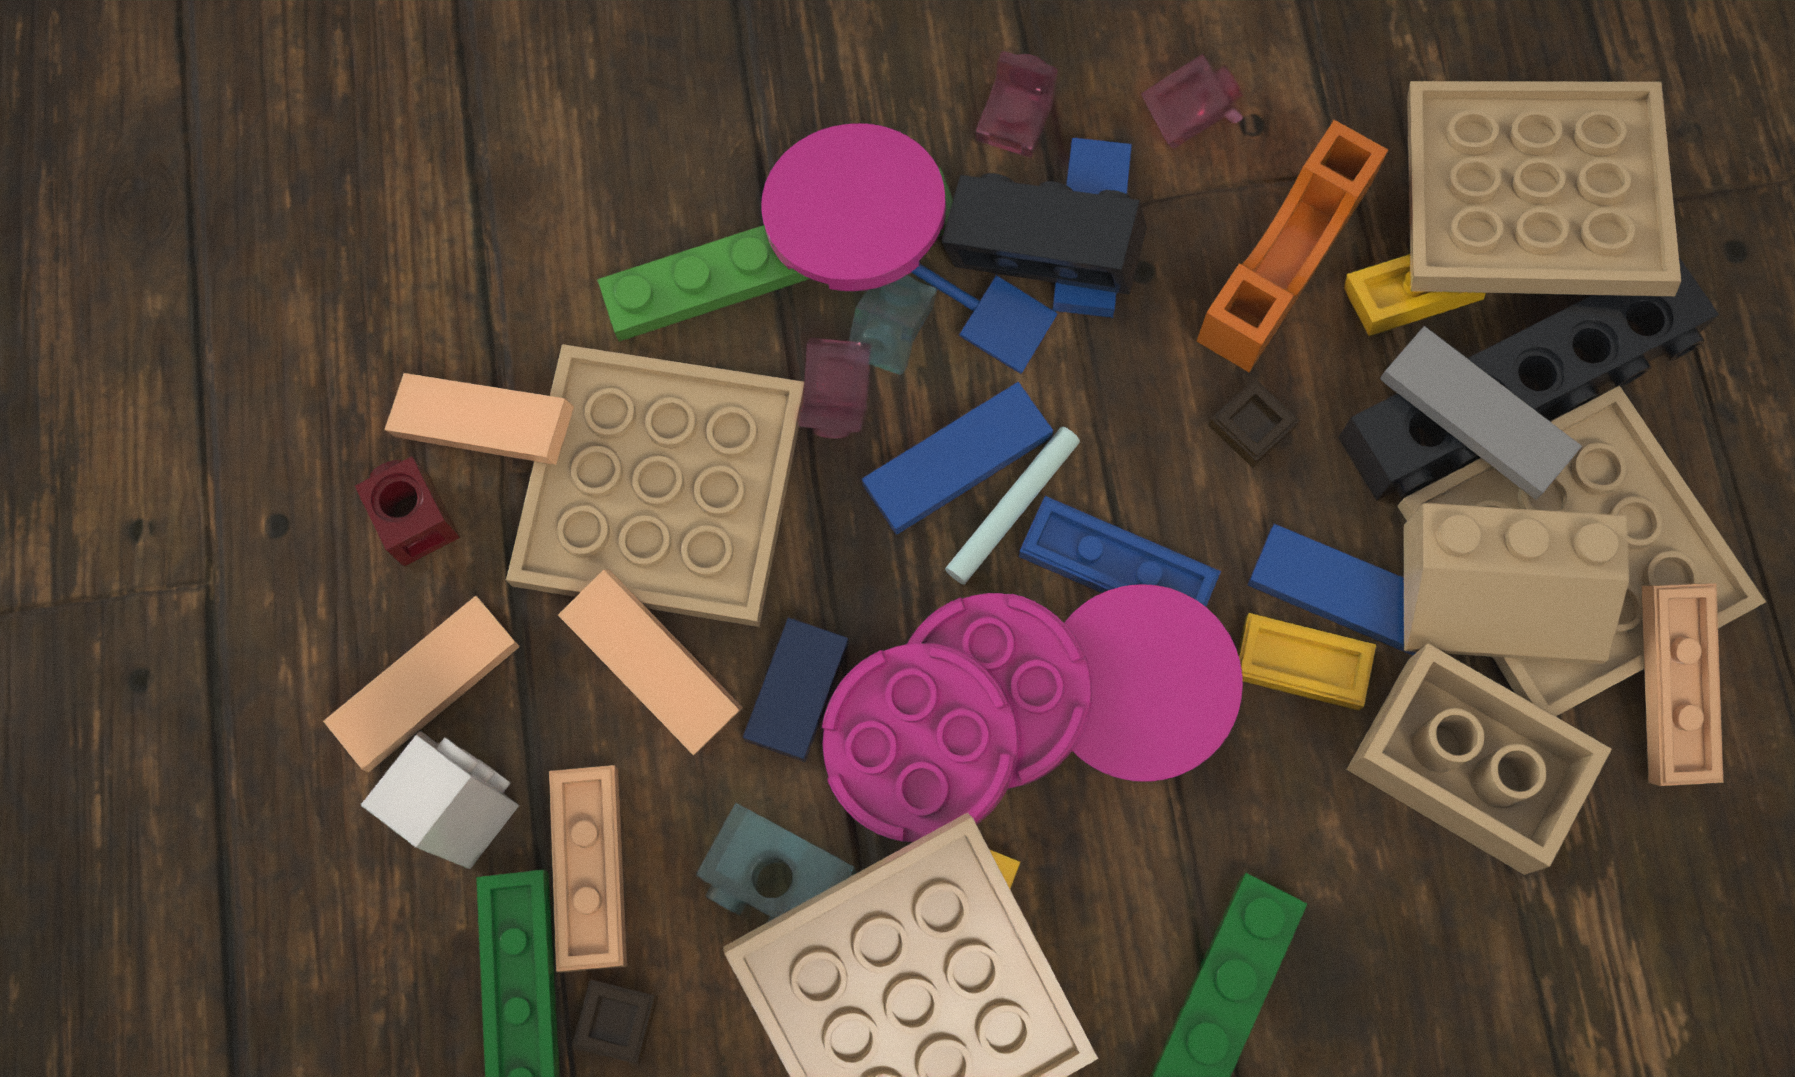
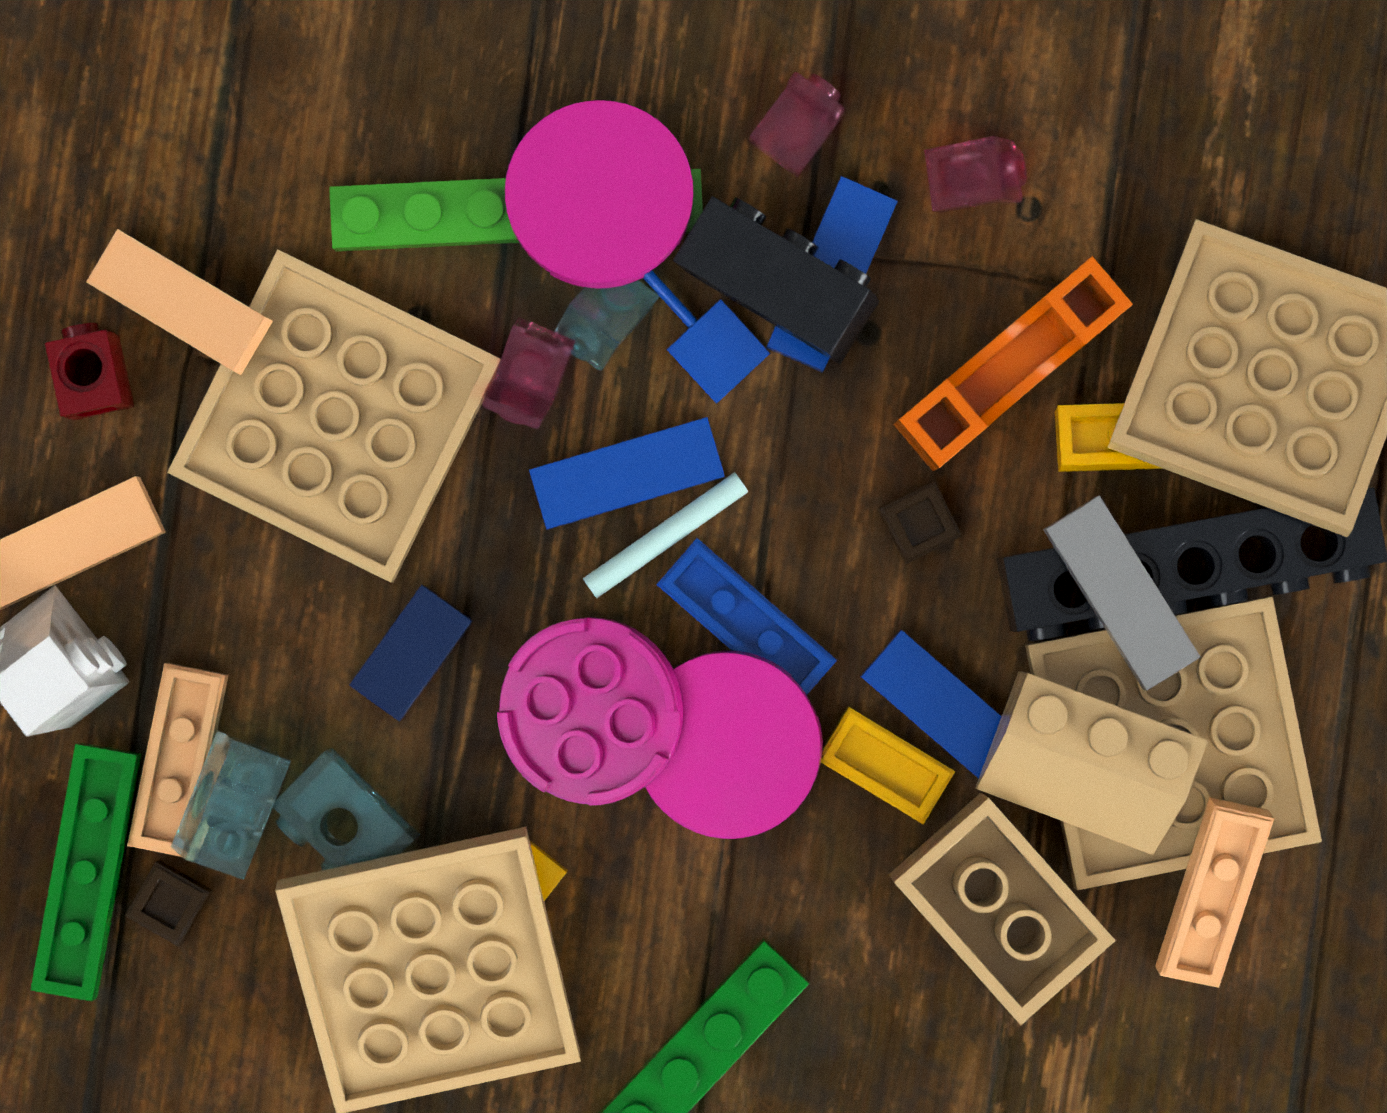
camera: 10 degrees right, 15 degrees up
(650, 661) = (282, 591): light nougat tile -> none
(653, 889) = (230, 805): none -> clear light blue brick
(919, 740) = (507, 739): dark pink tile -> none

